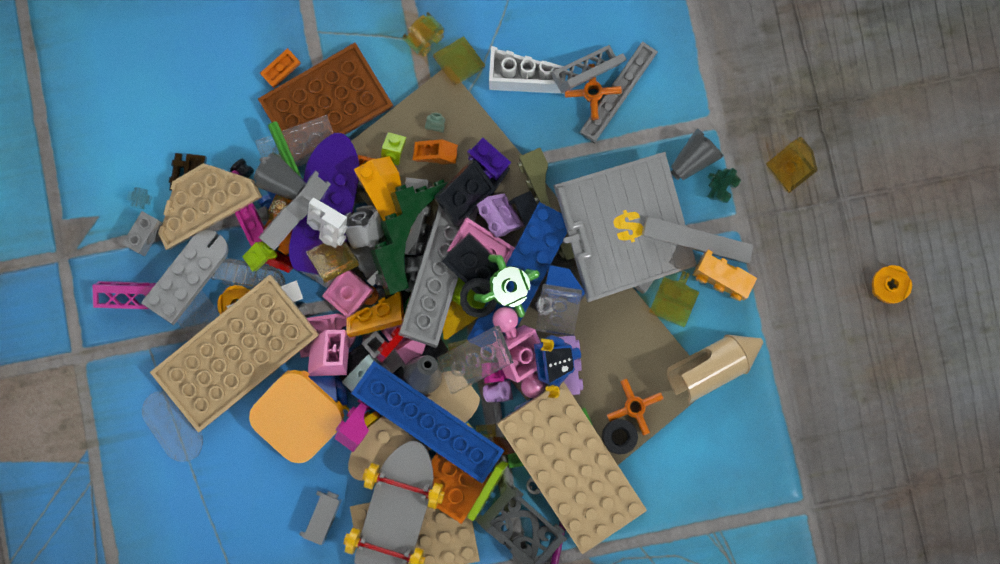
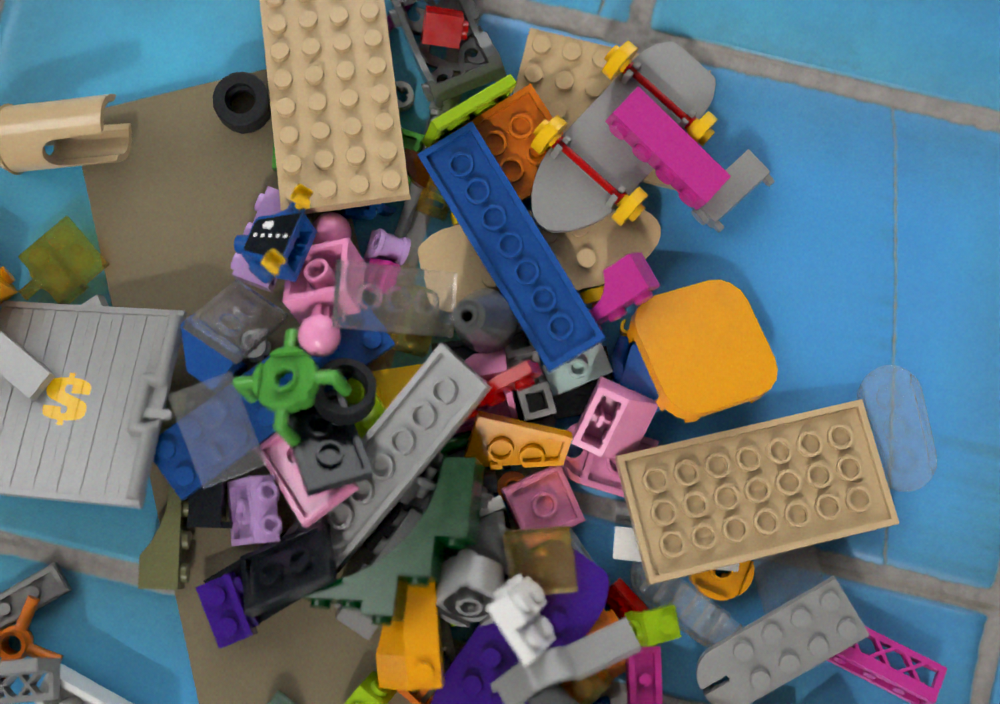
camera: 155 degrees left, 0 degrees up
(365, 519) = (667, 149): none -> dark pink brick
(435, 152) = (305, 662): orange arch -> none
(526, 534) = (443, 27): none -> red brick
(537, 245) = (217, 430): none -> clear tile
(642, 402) = (198, 121): orange bar -> none

